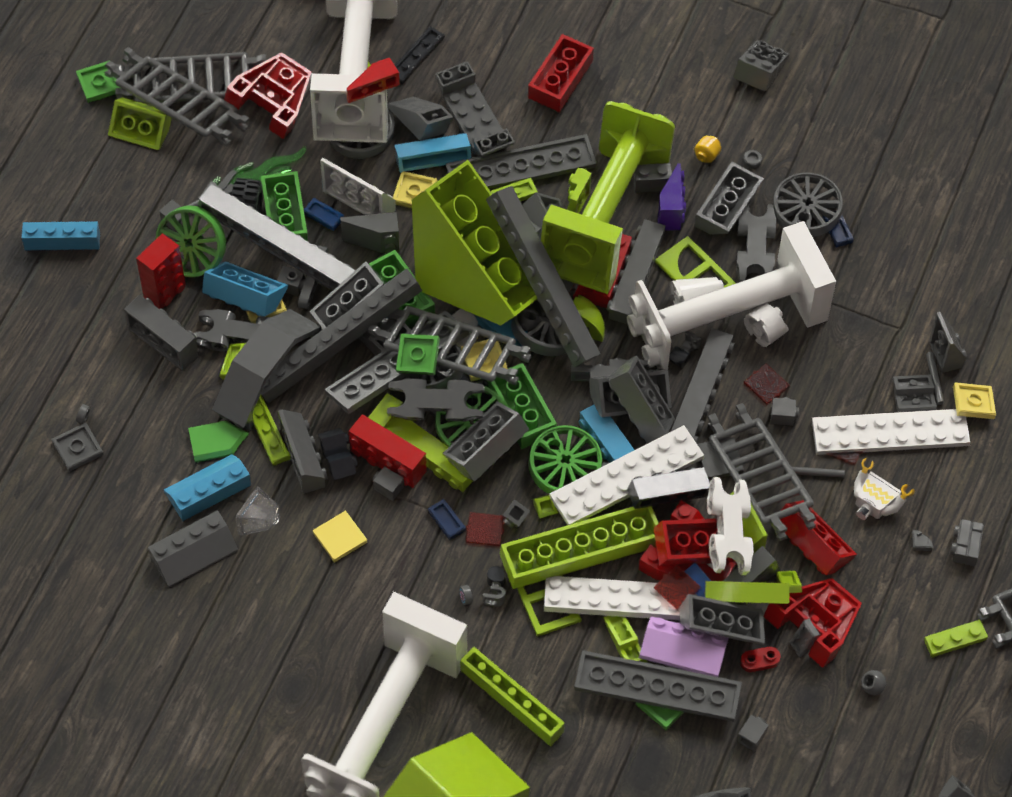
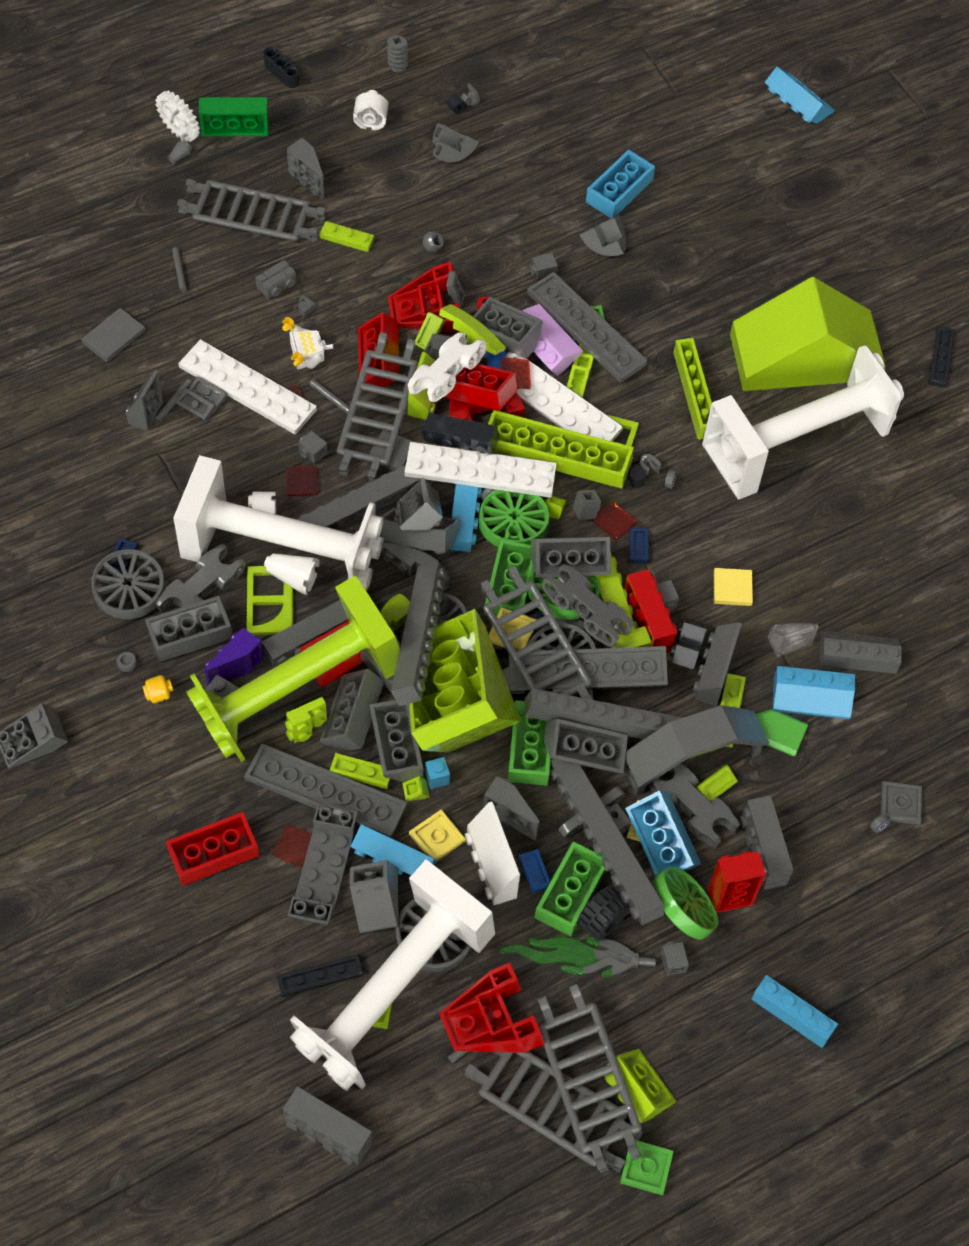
camera: 145 degrees left, 0 degrees up
(375, 79) = (426, 870): red slope -> none
(417, 354) = (575, 643): bright green plate -> none
(512, 119) = (292, 846): none -> clear red piece
(974, 400) = (166, 360): light yellow tile -> none

